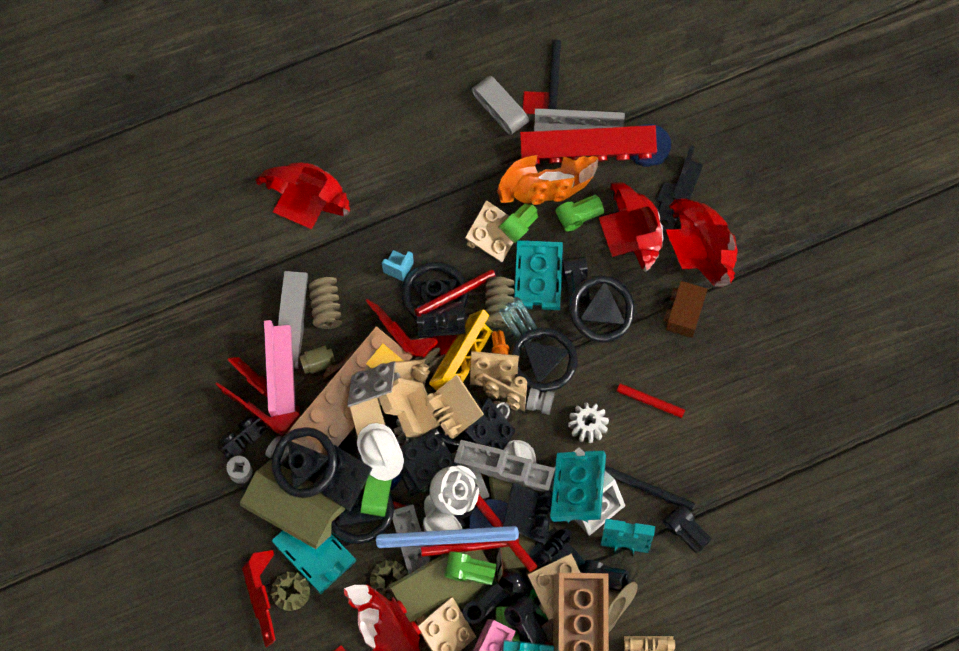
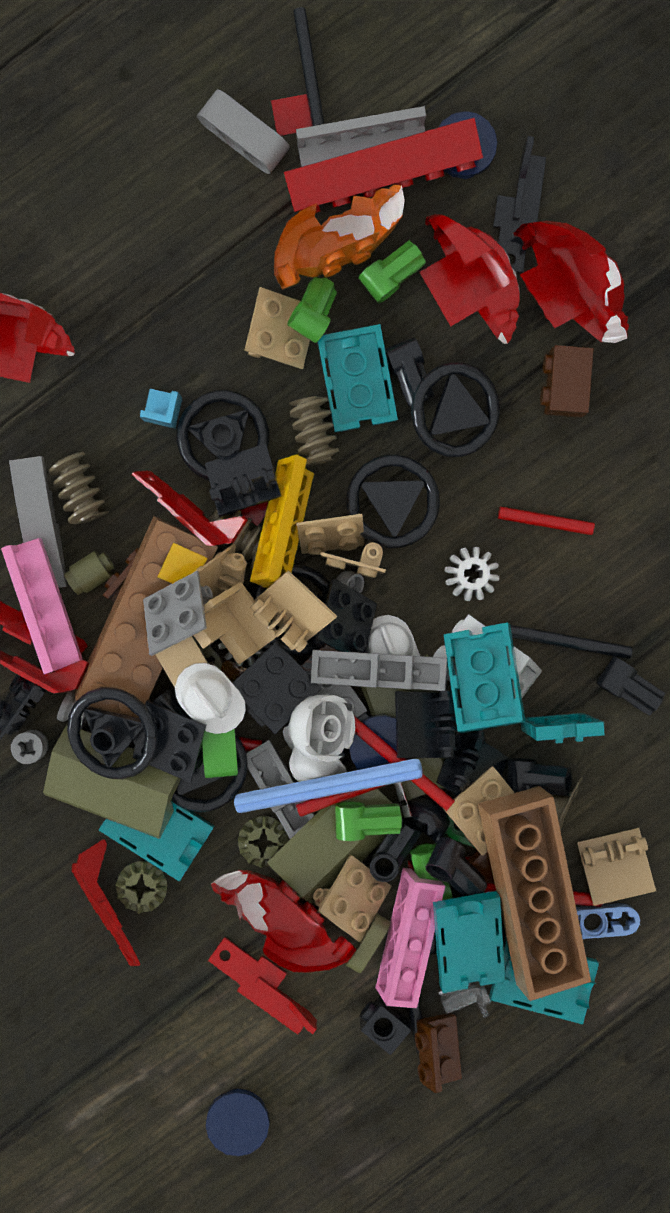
camera: 20 degrees left, 20 degrees up
(458, 291) = (250, 434): red bar -> none
(499, 343) = (331, 500): orange axle -> none
(511, 309) = (335, 445): clear light blue tile -> none
(540, 401) = (407, 563): light grey wheel -> none

